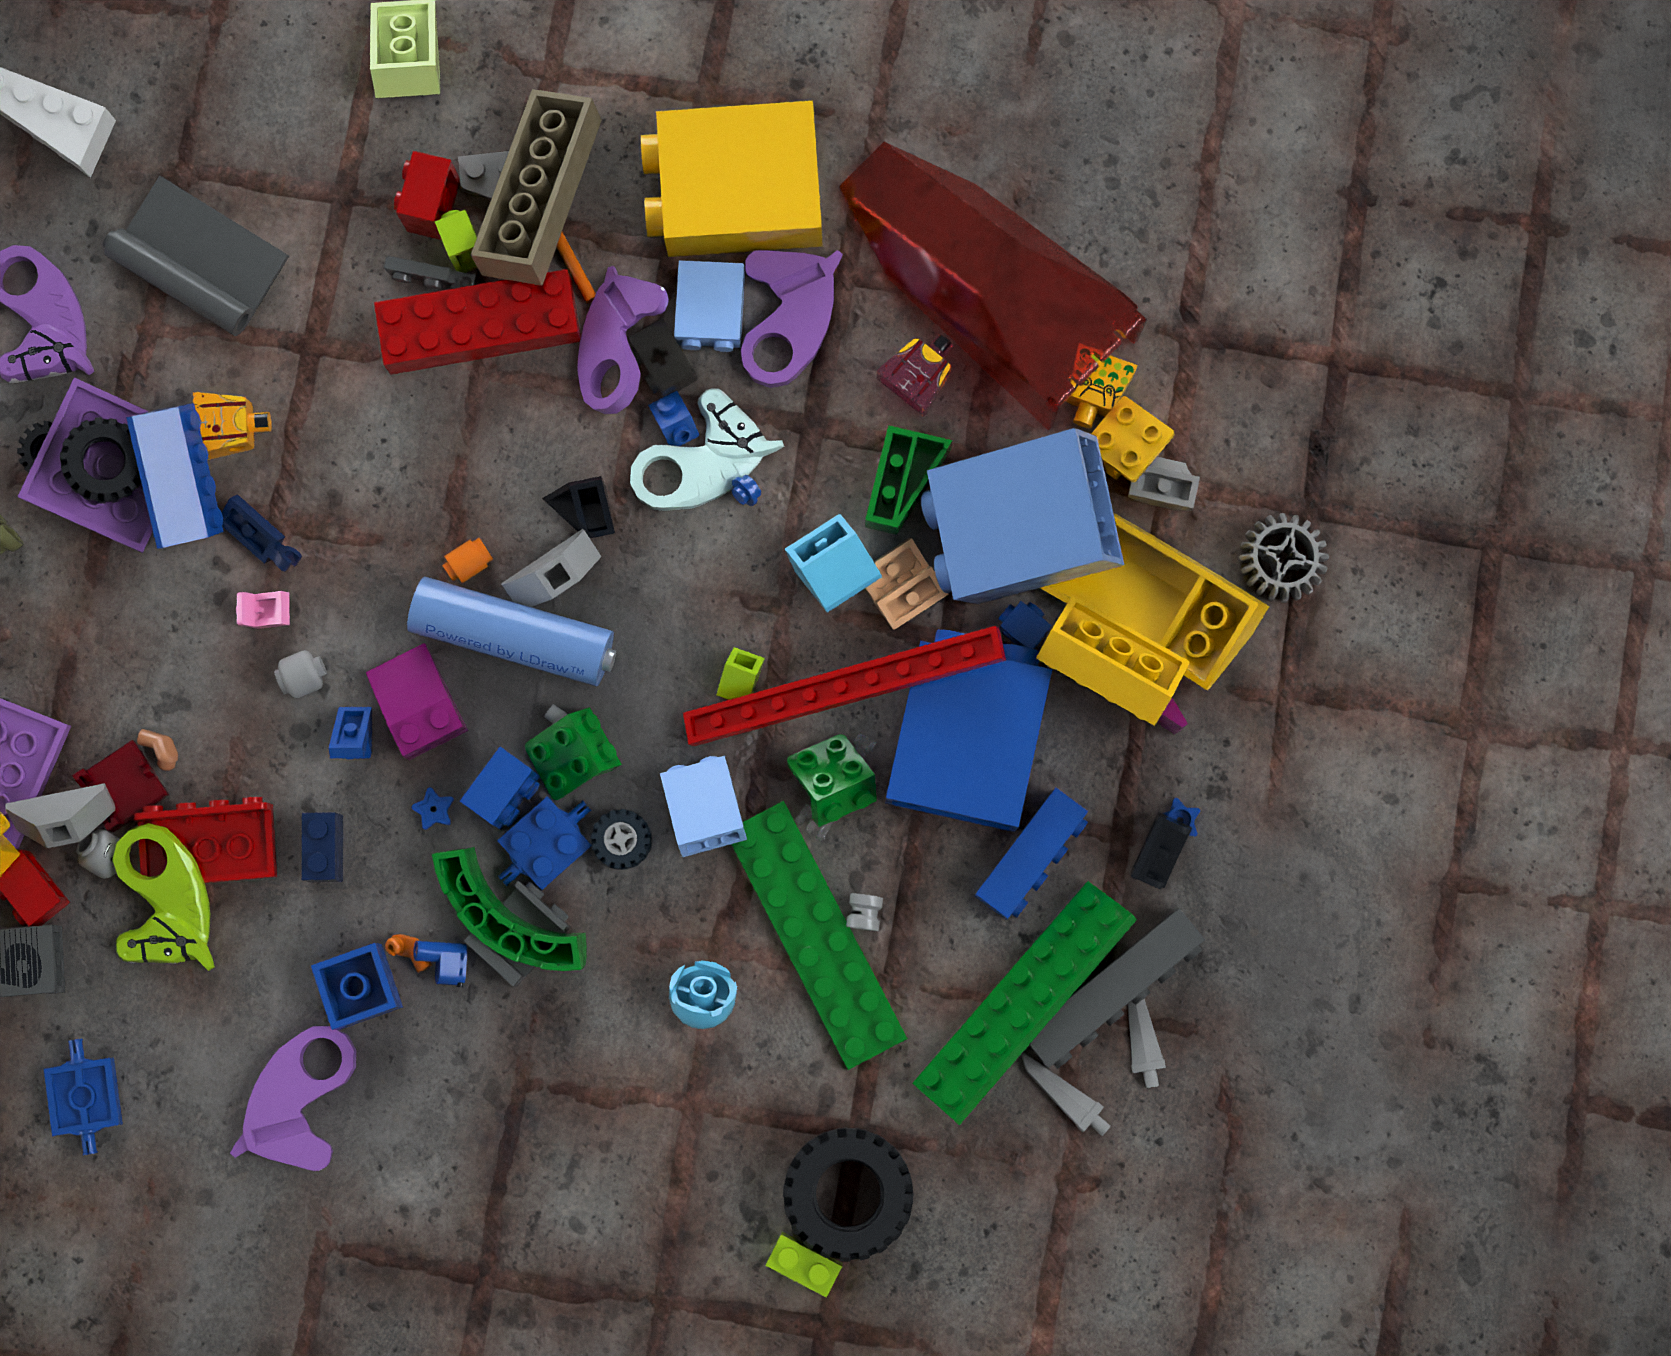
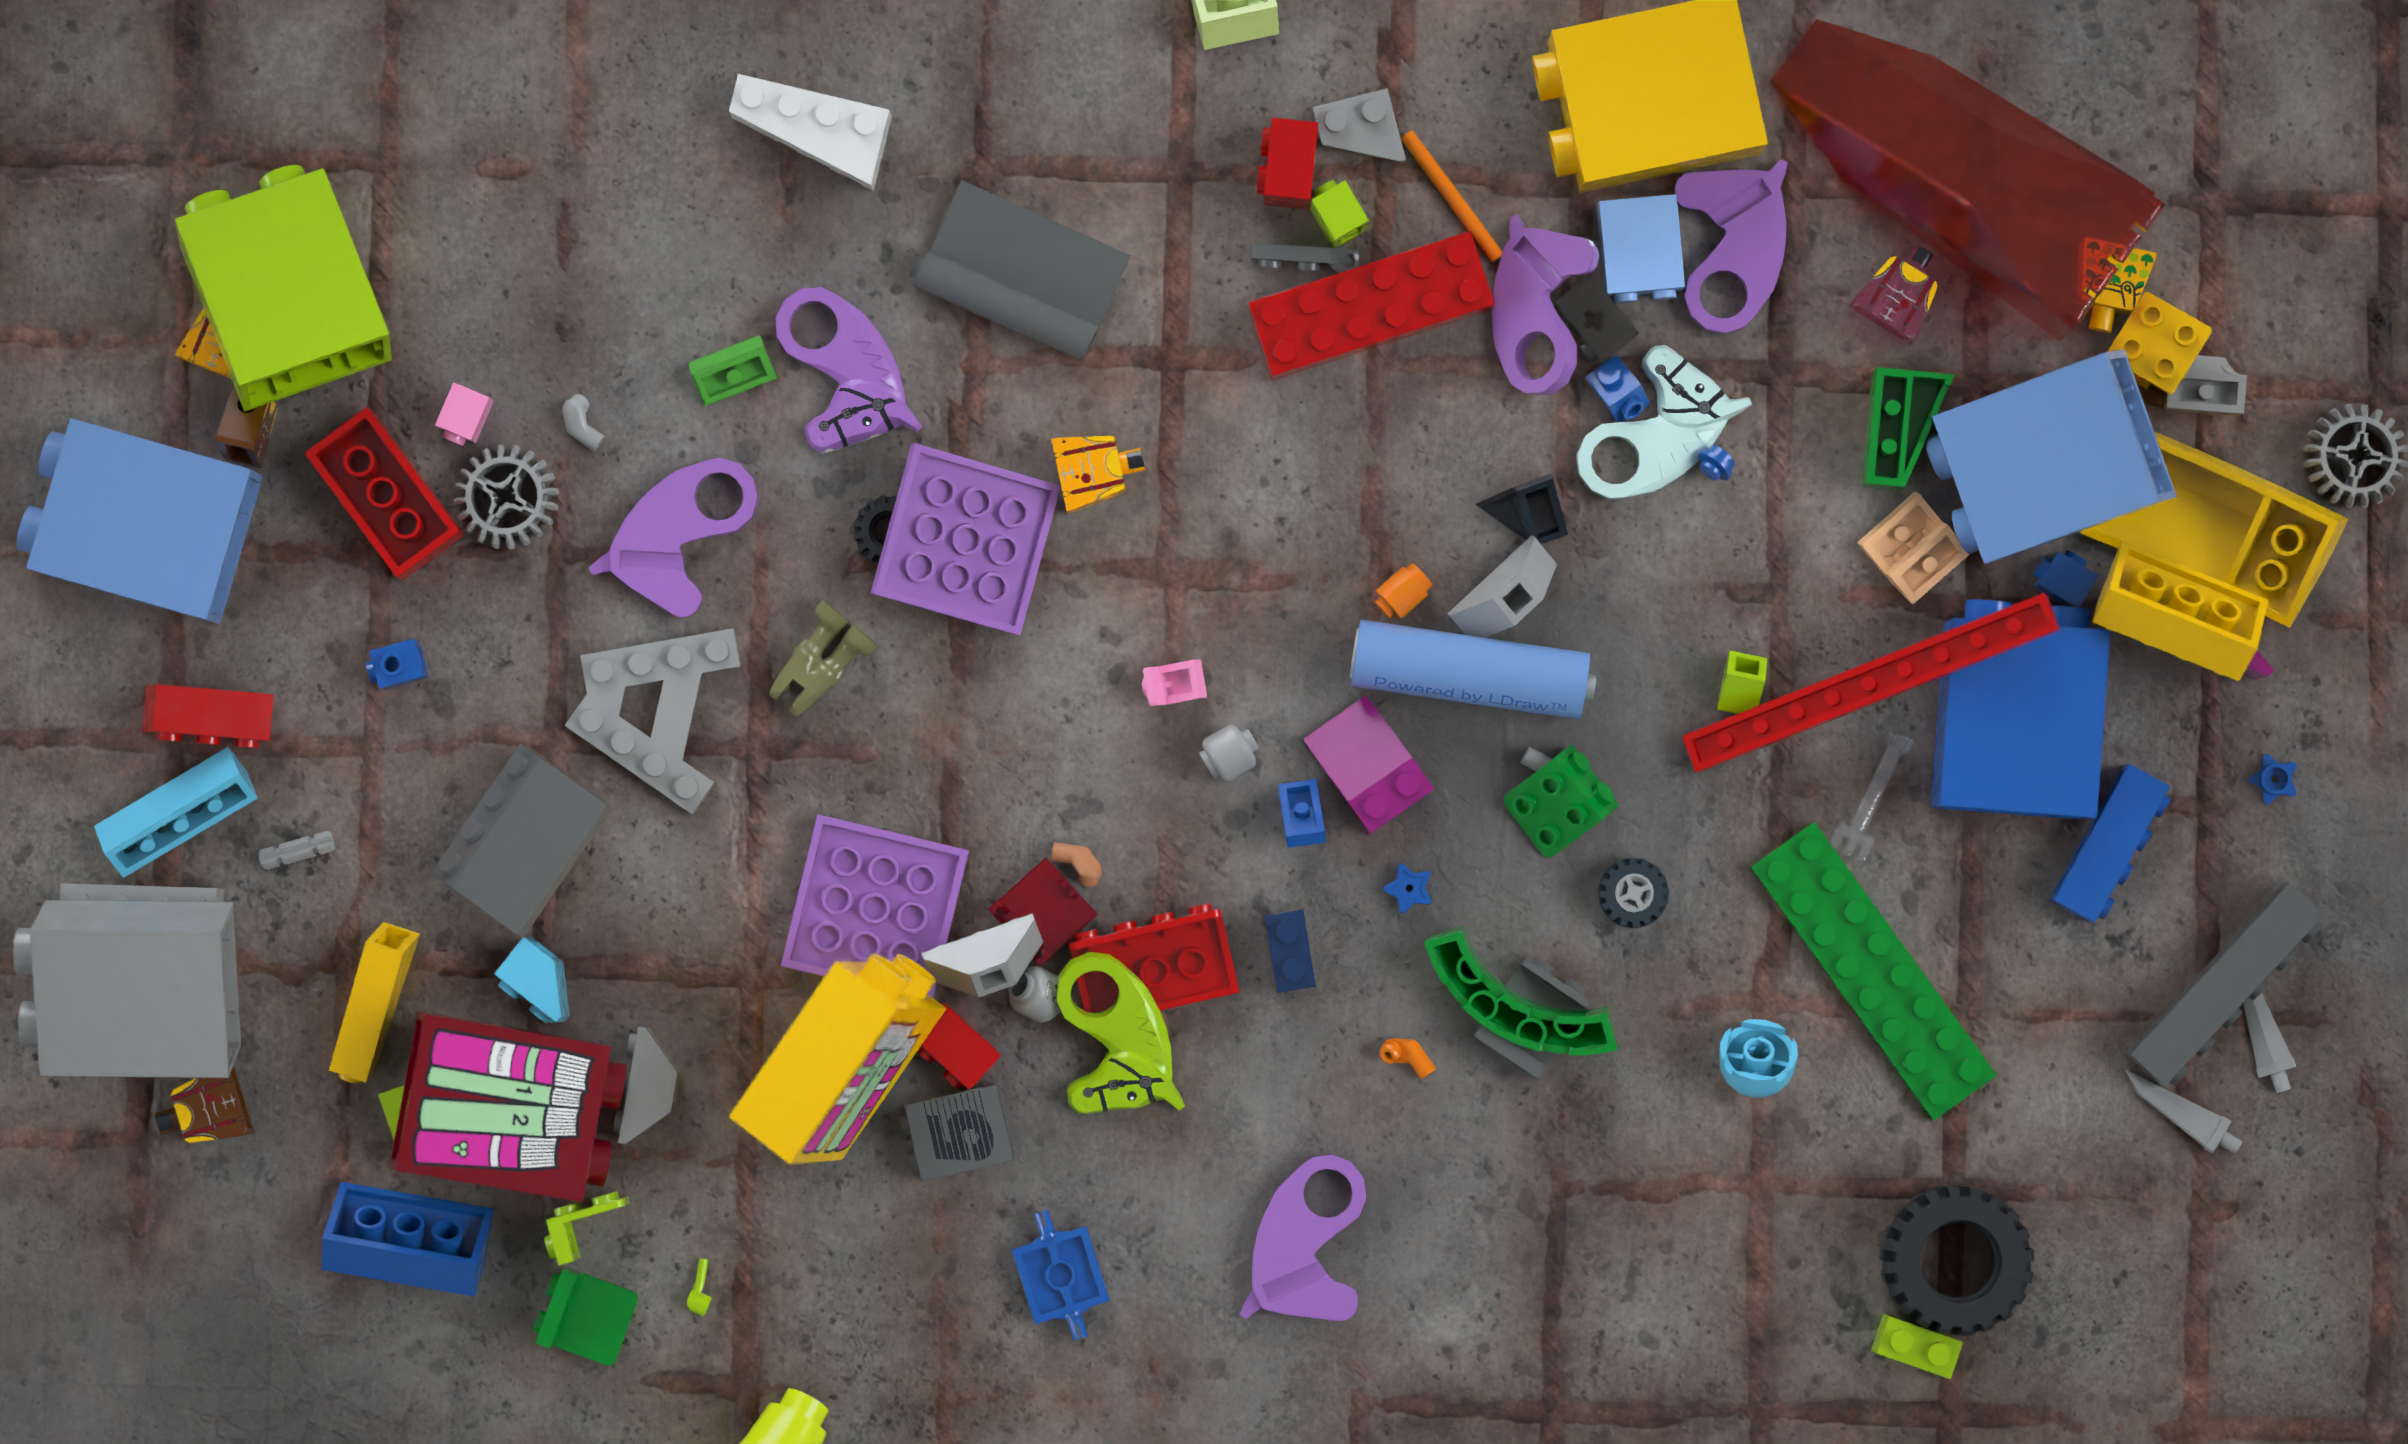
camera: 10 degrees left, 5 degrees up
(73, 468) = (1000, 537): black tyre -> none
(175, 475) = (1055, 541): slope -> none
(258, 534) = (1150, 595): dark blue plate -> none
(356, 986) = (1358, 1105): blue brick -> none
(449, 959) = (1456, 1059): blue piece -> none
(501, 789) = (1490, 854): blue brick -> none
(536, 187) = (1421, 137): dark tan brick -> none
(544, 843) = (1544, 909): blue plate -> none
(703, 805) = (1724, 841): light blue brick -> none
(833, 563) = (1834, 537): medium azure slope -> none
(834, 778) = (1870, 787): green bracket -> none
(864, 912) = (1927, 937): light grey wheel -> none
(1024, 1002) = (2126, 1014): green plate -> none
(1160, 851) = (2257, 819): black hinge -> none

